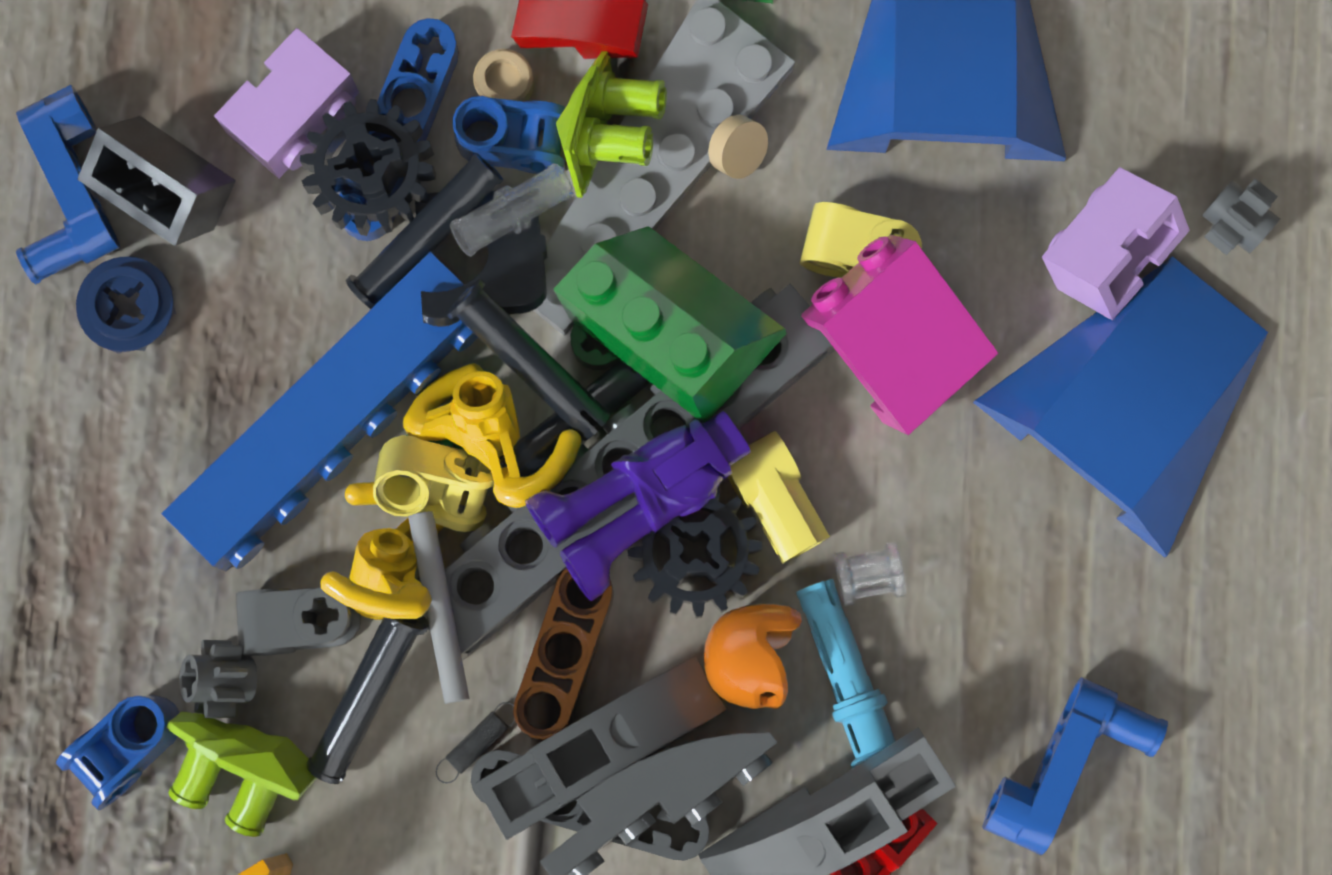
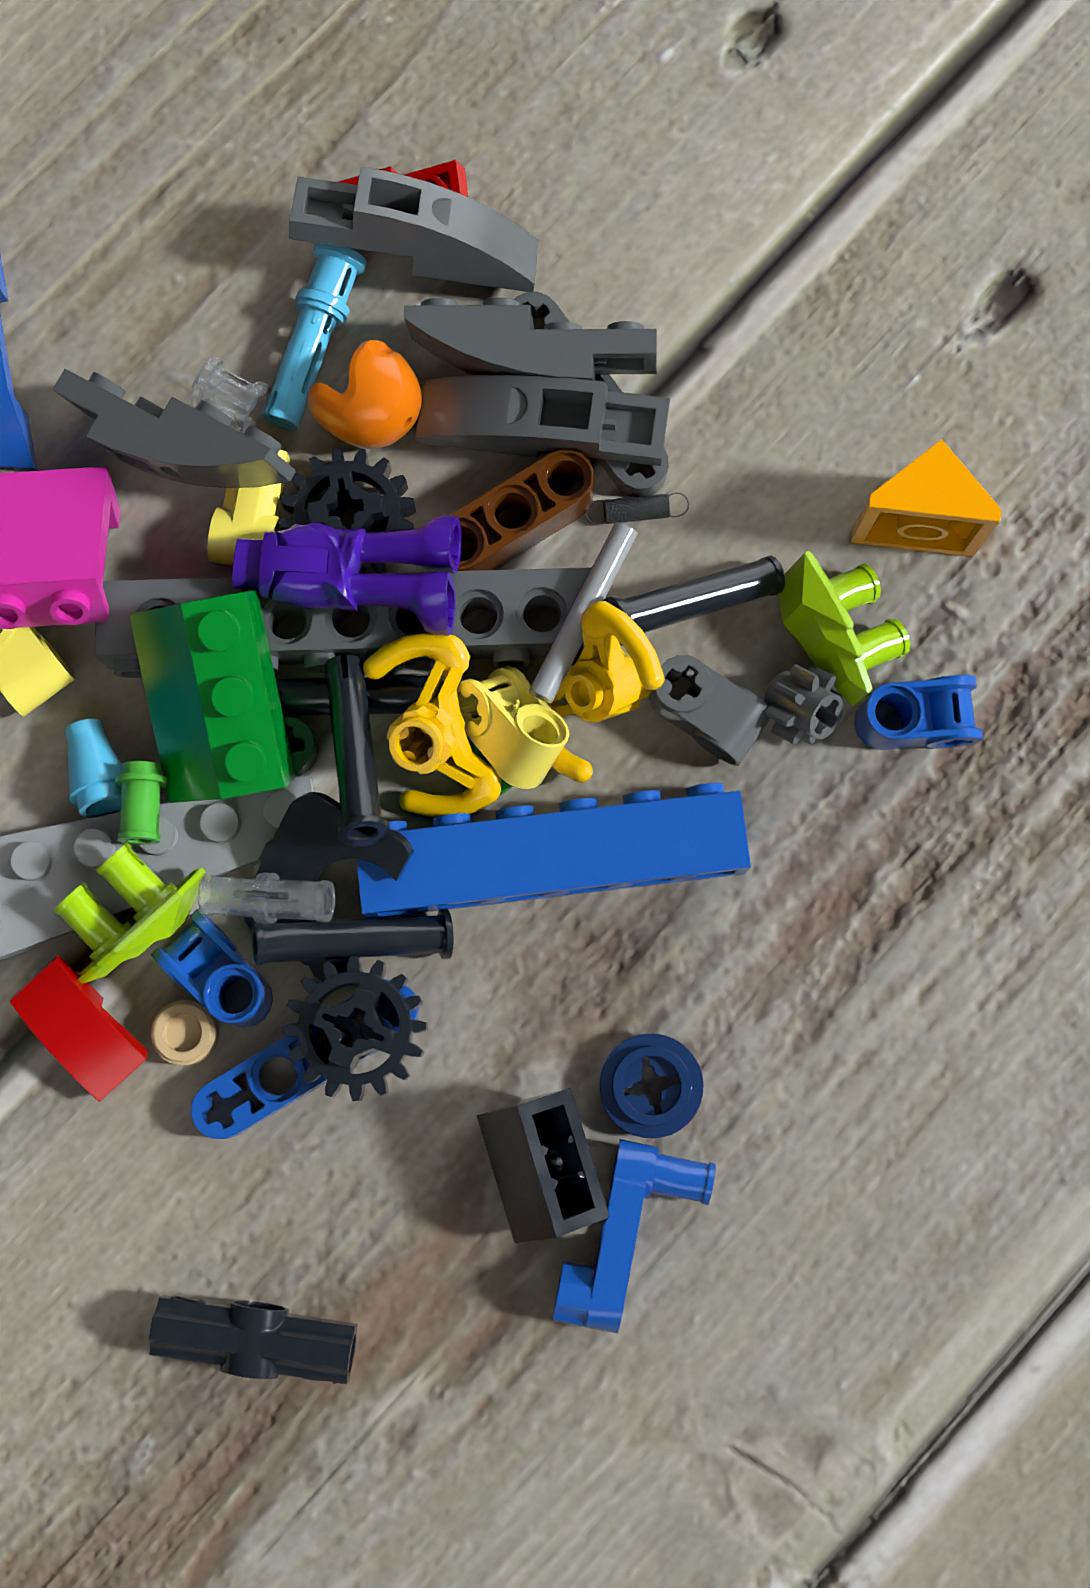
camera: 140 degrees left, 0 degrees up
(288, 104) = (358, 1149): lavender brick -> none
(664, 204) = (140, 802): none -> bright green pin
(727, 209) = (92, 769): none -> medium azure cone
(738, 146) = (40, 813): tan tile -> none
(873, 490) = (176, 441): none -> dark grey slope
(1034, 813) = (248, 131): blue beam -> none

